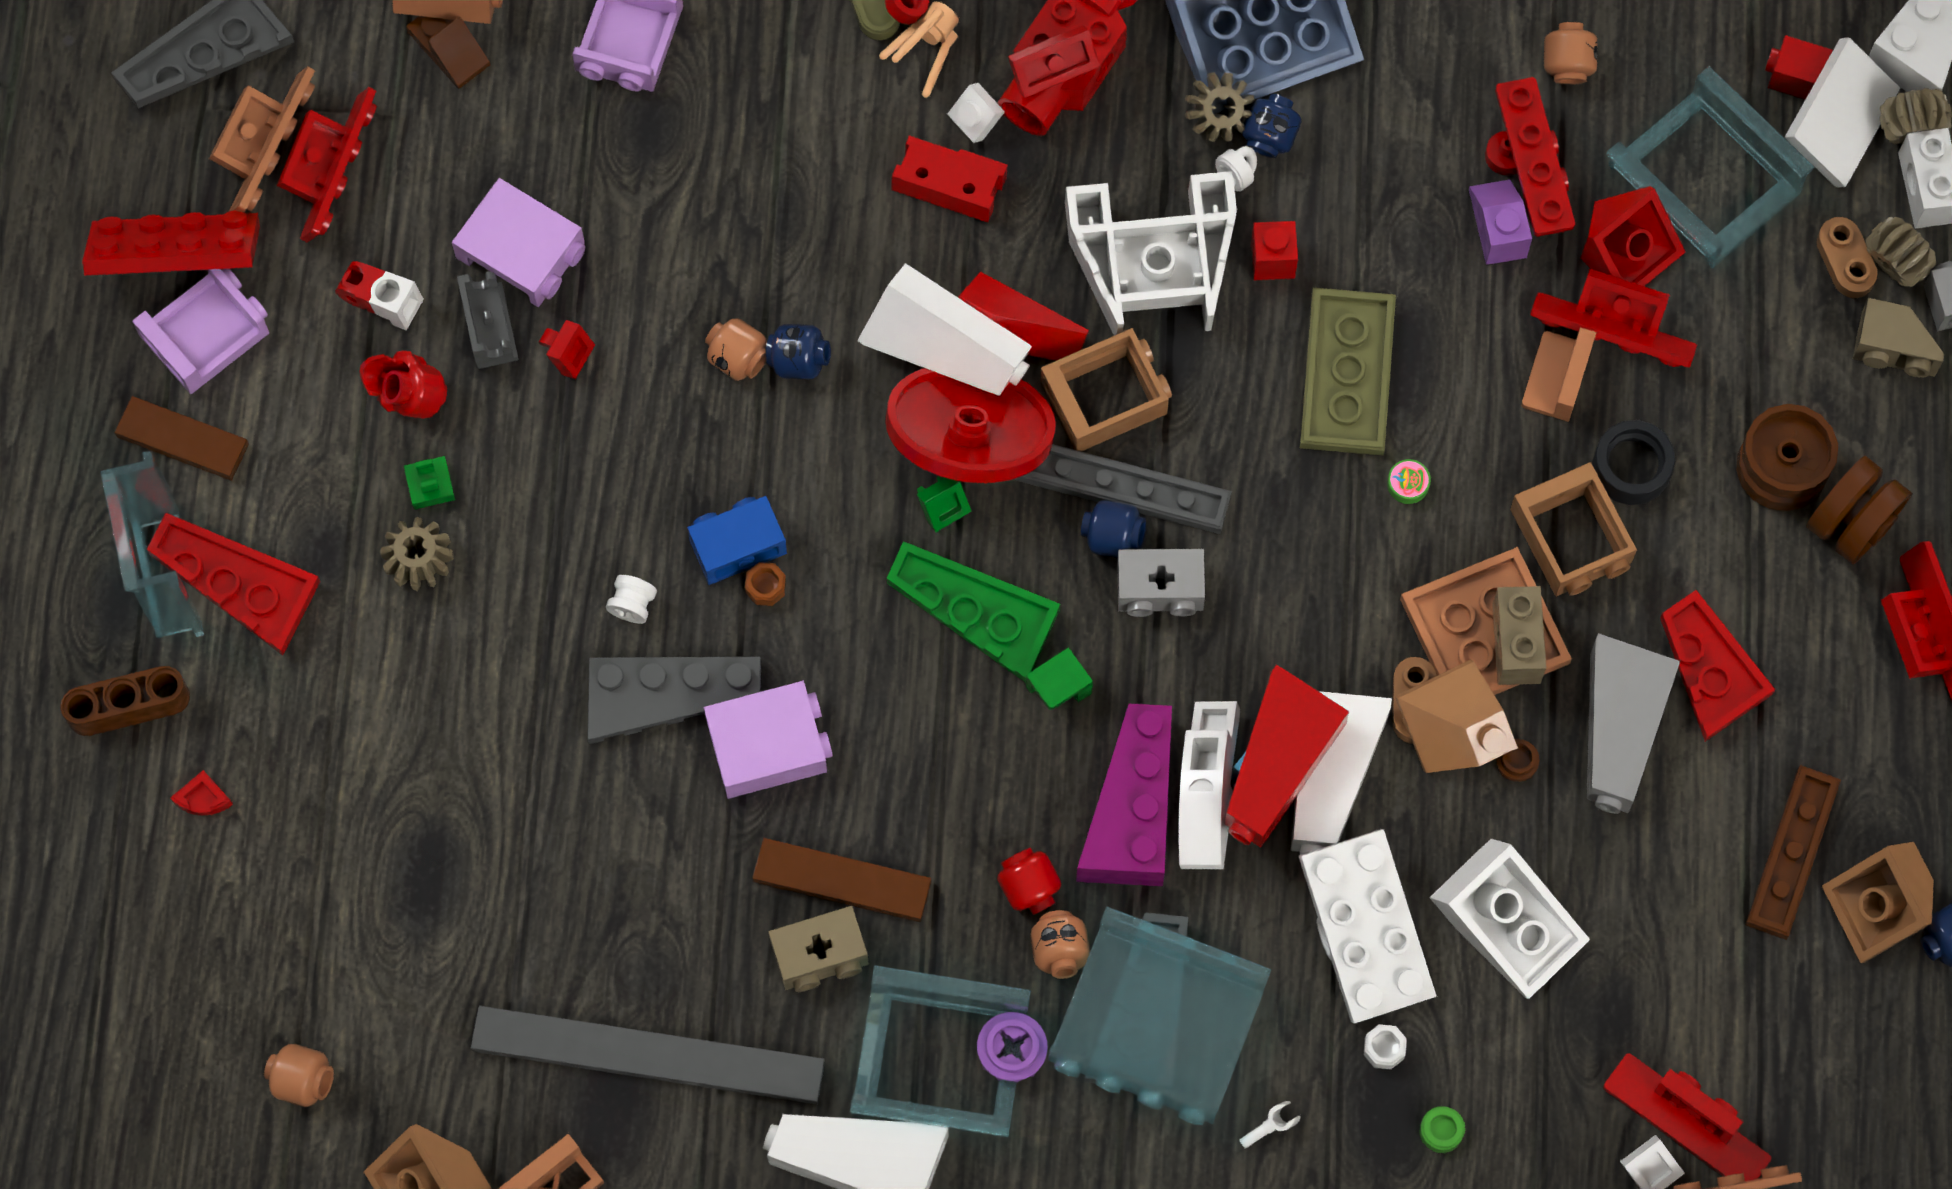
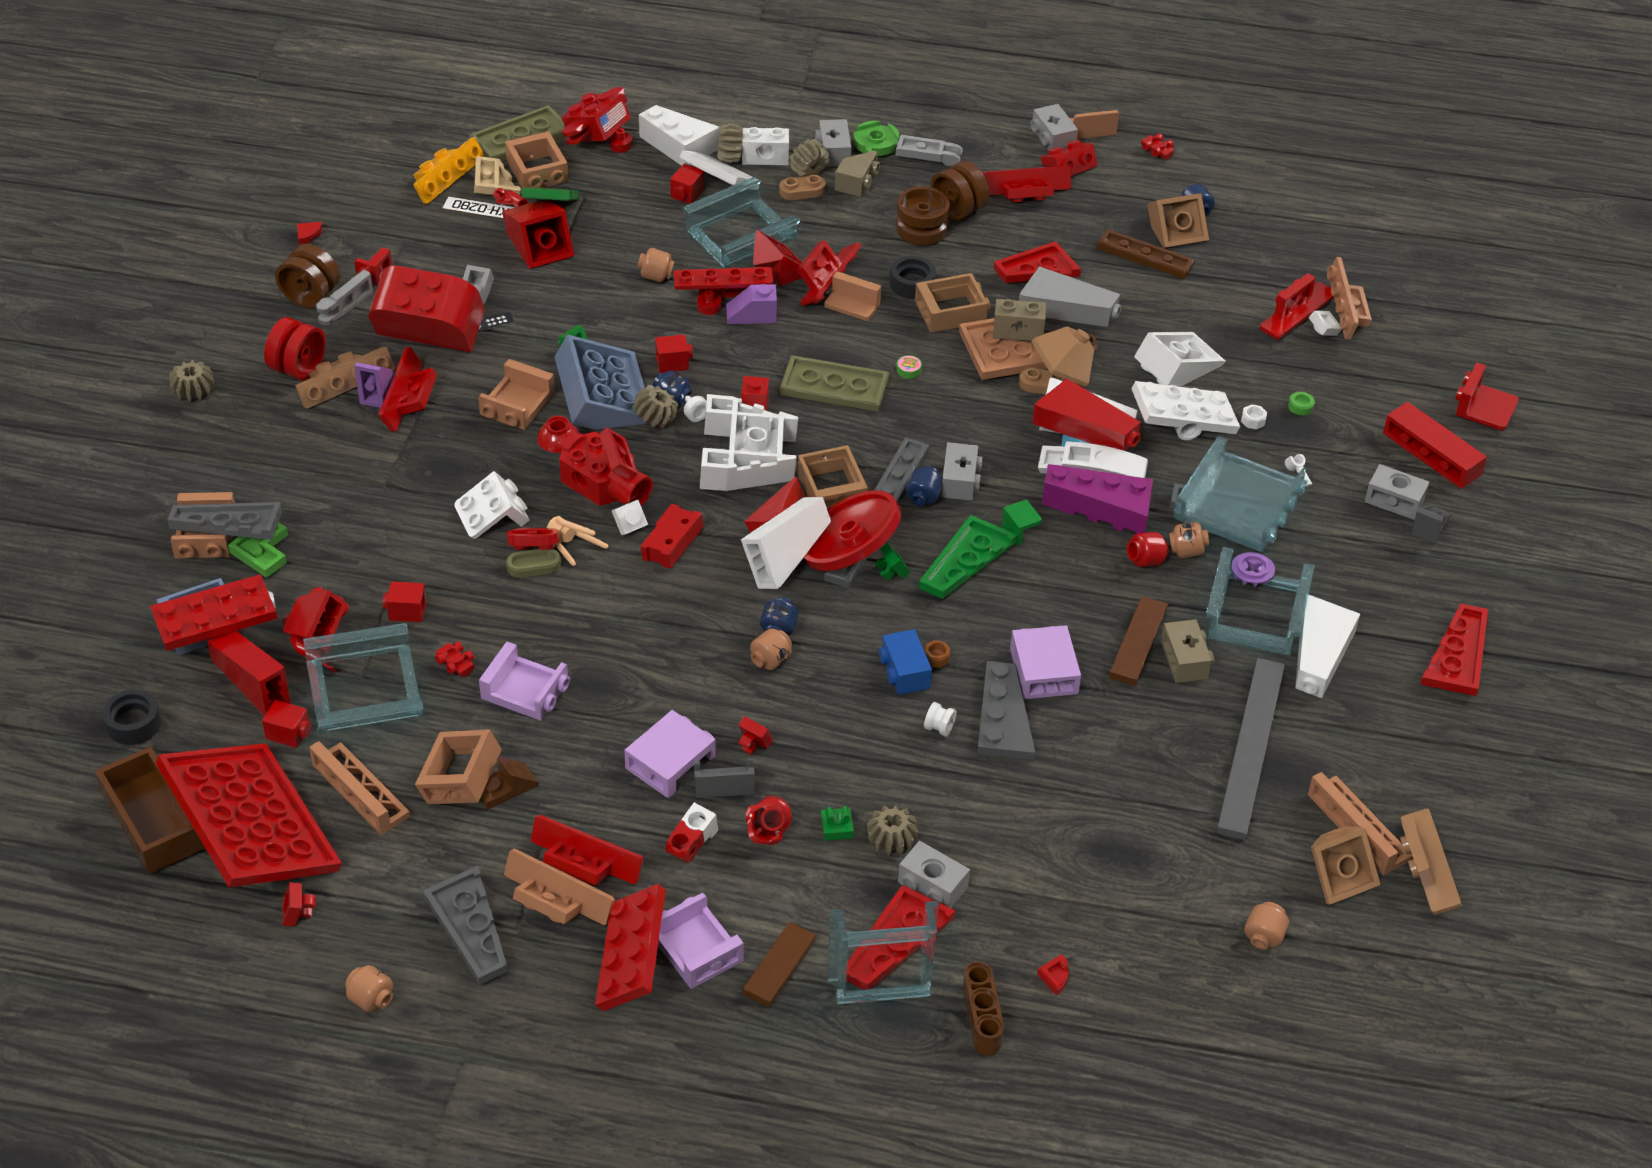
camera: 85 degrees left, 25 degrees down
(340, 640) = (933, 874): none -> light grey brick
(1358, 114) = (673, 353): none -> red brick

